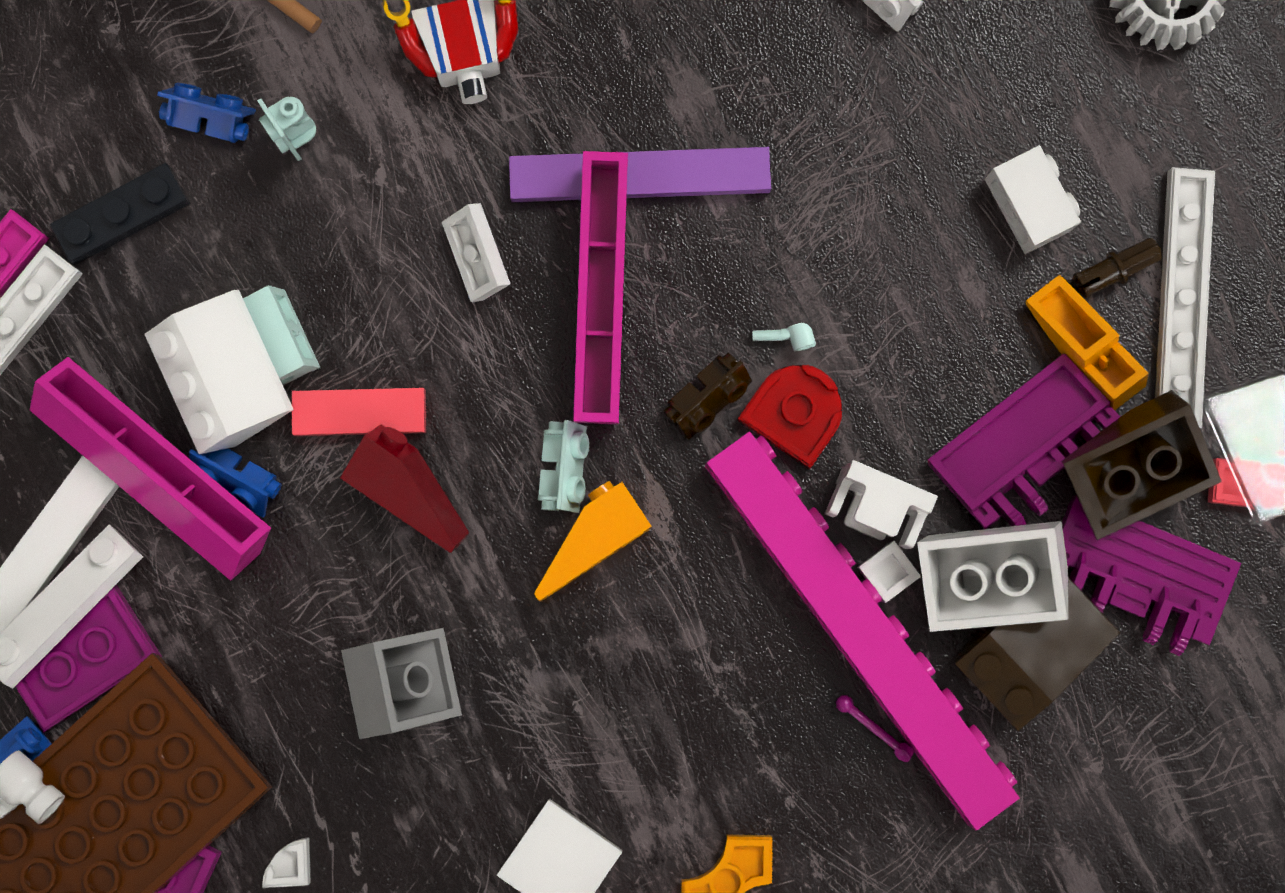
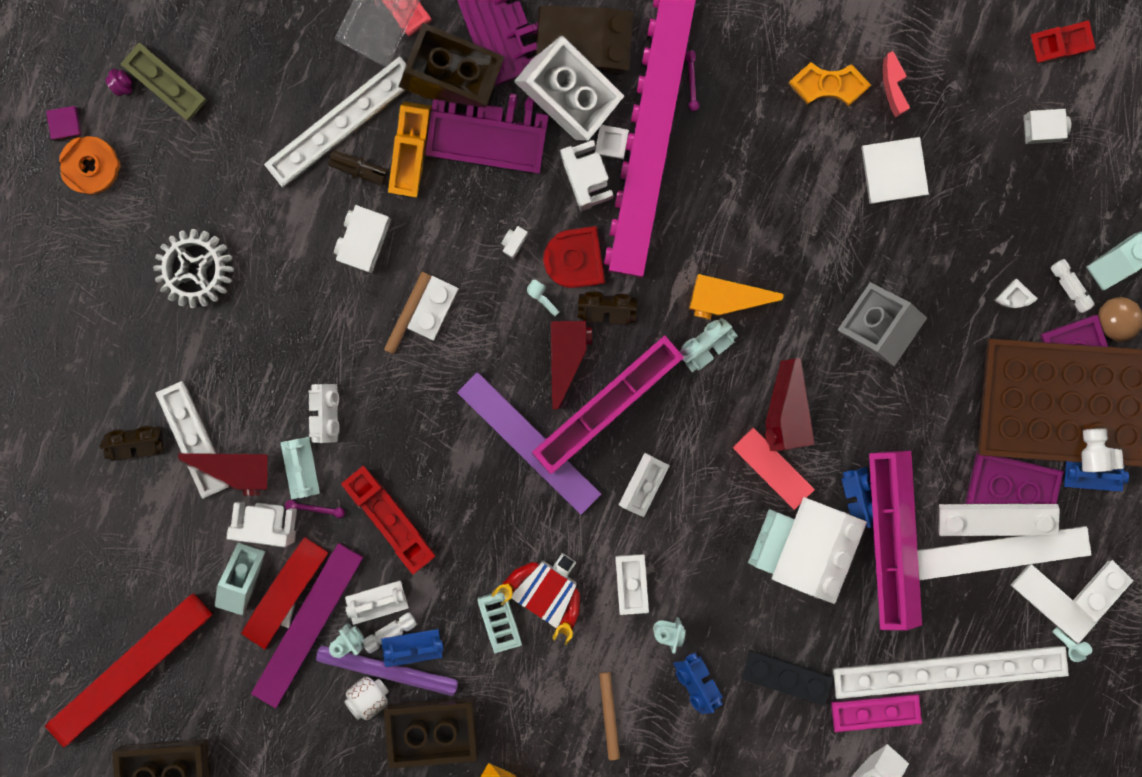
camera: 125 degrees left, 5 degrees up
(381, 140) = (632, 584): none -> white plate
(701, 305) = (567, 352): none -> dark red slope
(877, 360) = (514, 241): none -> white plate
(885, 207) = (433, 308): none -> white plate
(905, 176) = (407, 313): none -> medium nougat bar

